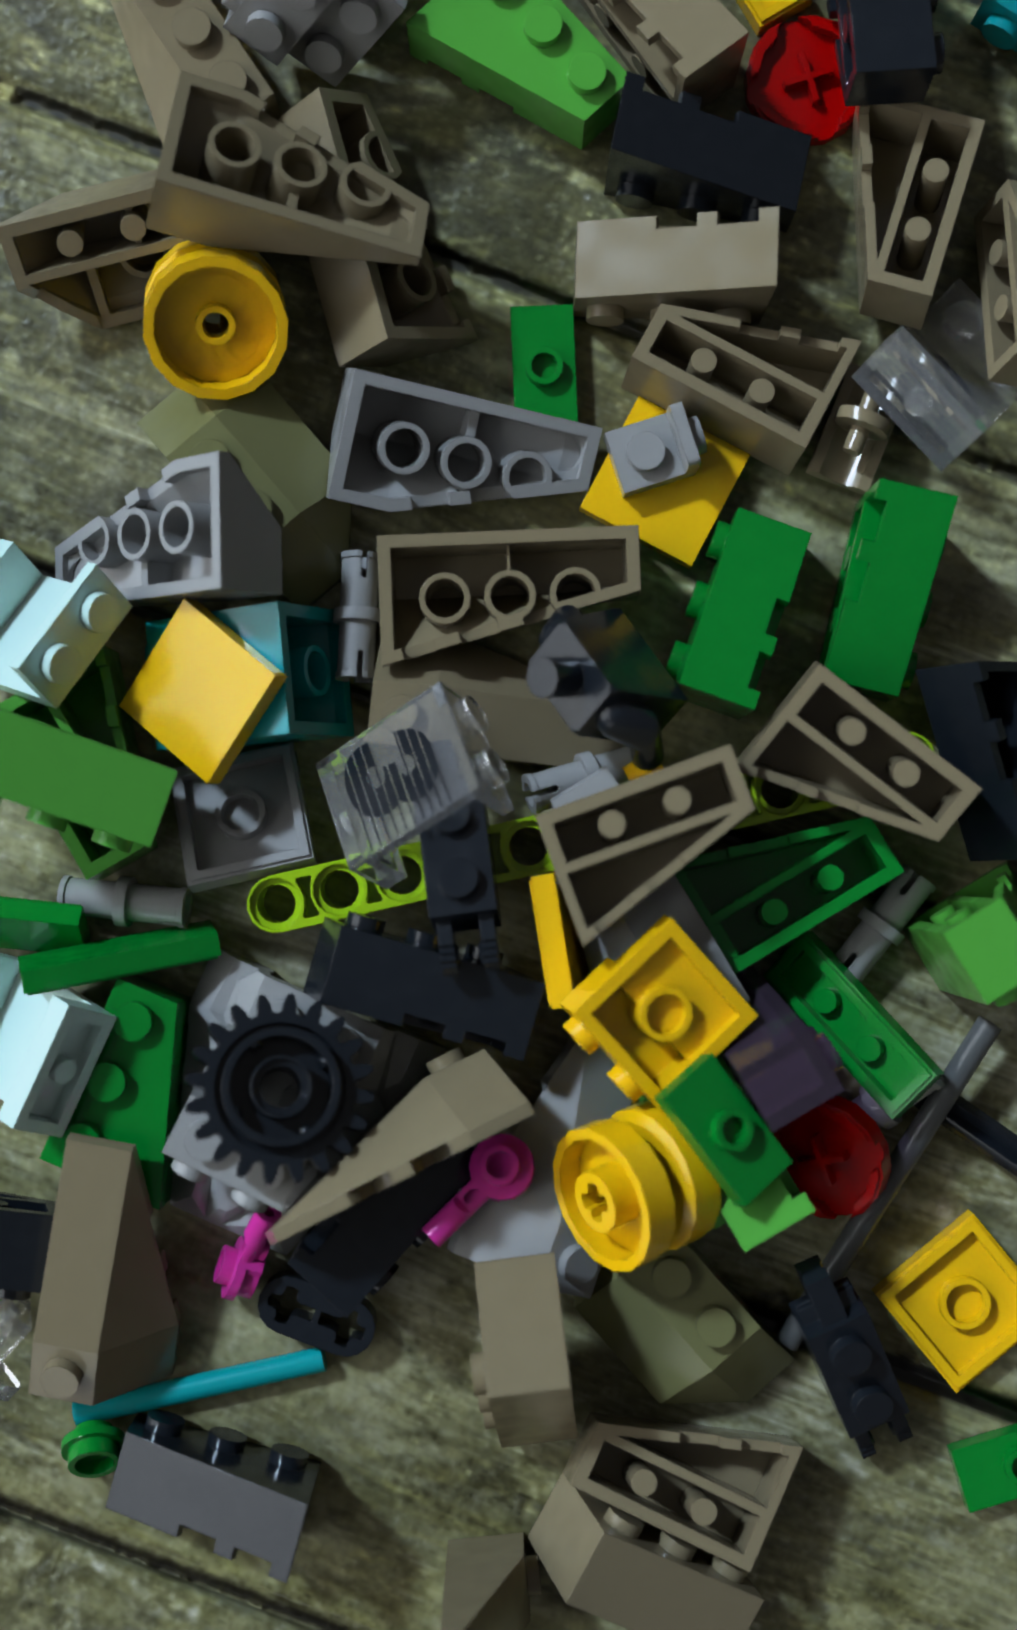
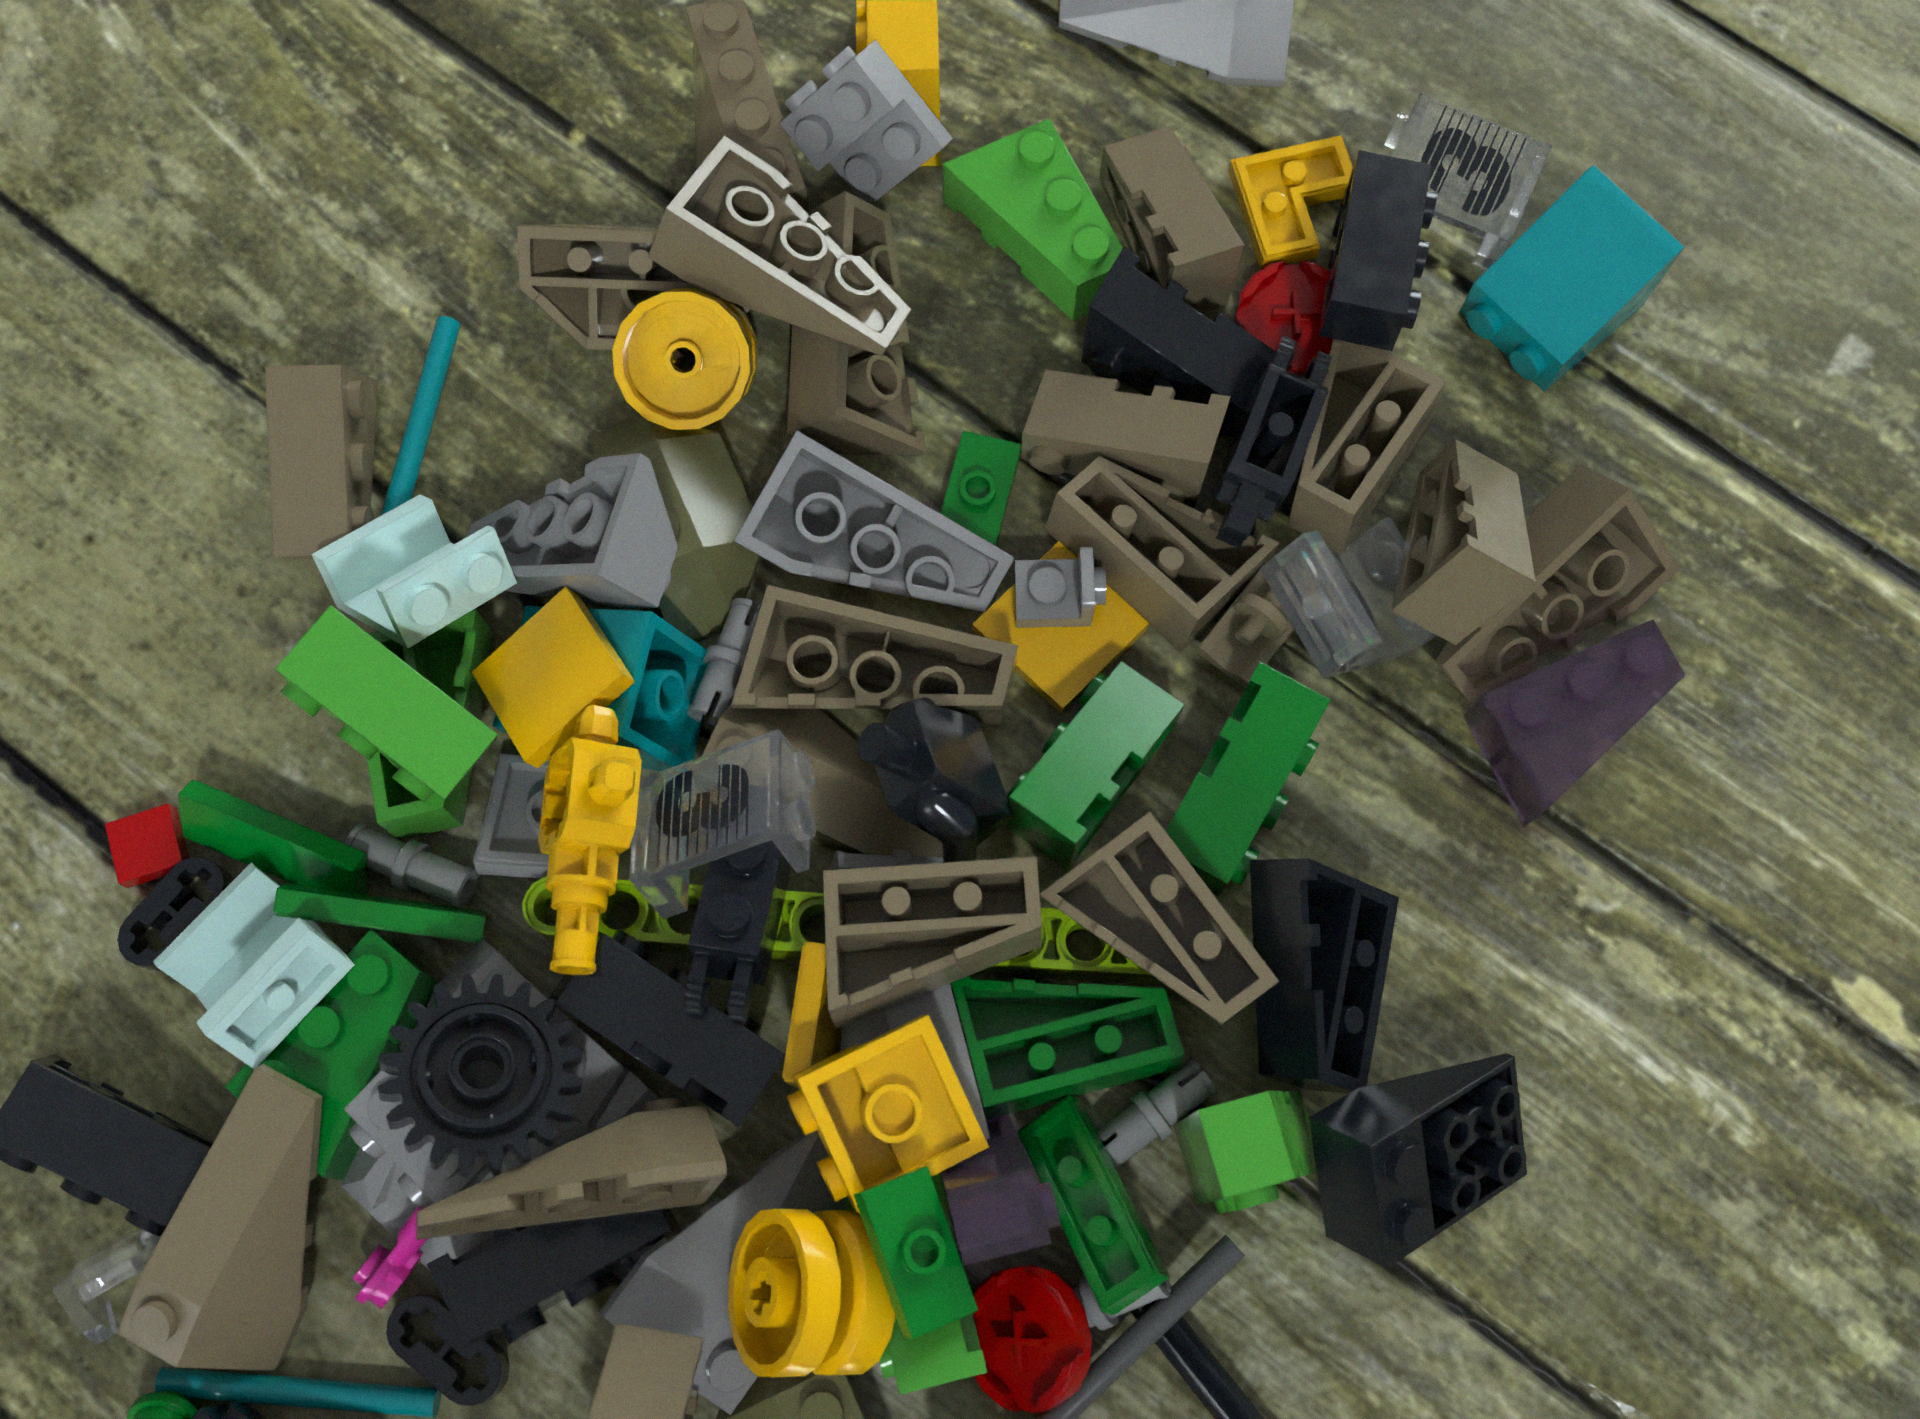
camera: 15 degrees right, 15 degrees down
(290, 828) = (584, 829): none -> yellow piece
(499, 1171) = (677, 1242): dark pink plate -> none
(828, 238) = (1269, 442): none -> black hinge

